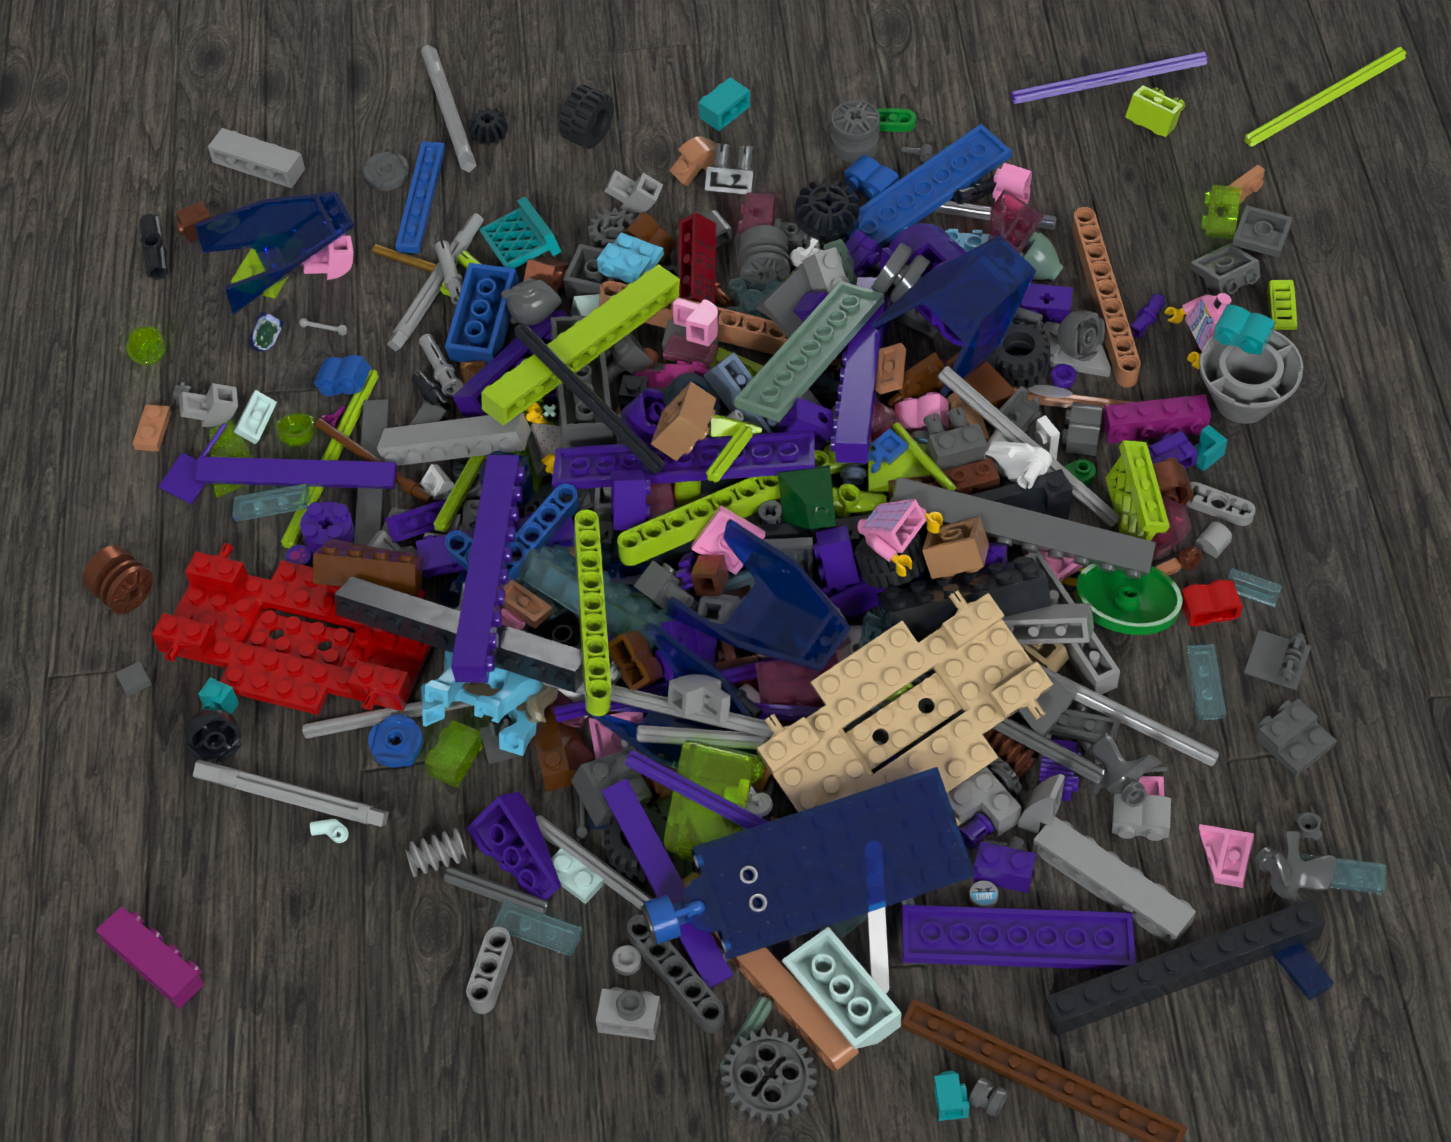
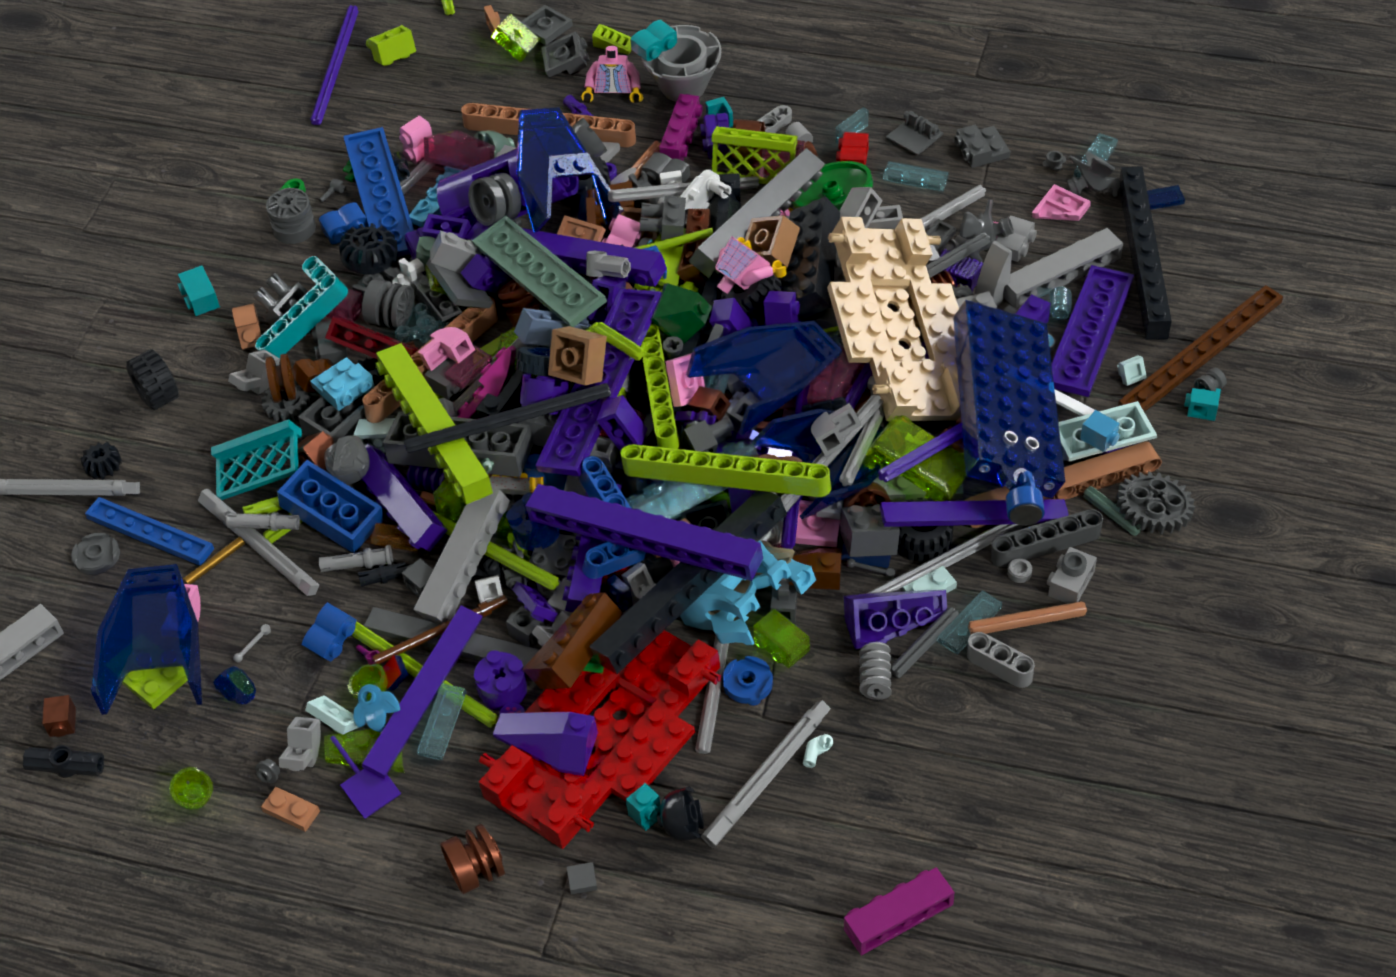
camera: 70 degrees left, 5 degrees down
(261, 440) = (375, 710): none -> dark azure plate
(263, 594) = (554, 737): none -> dark purple wedge
(316, 444) = (395, 672): none -> tile
(555, 983) = (1028, 618): none -> nougat axle
(610, 207) = (280, 378): none -> reddish brown wheel
(727, 196) = (307, 311): none -> teal beam
(749, 684) = (833, 405): none -> black axle
(824, 978) = (1100, 431): none -> dark azure brick
(829, 401) = (601, 264): none -> light grey piece
(863, 256) = (438, 223): none -> dark purple brick
(863, 599) = (781, 308): none -> dark purple brick
(972, 1002) = (1132, 370): none -> light aqua tile
(1054, 895) = (1060, 302): none -> clear light blue brick

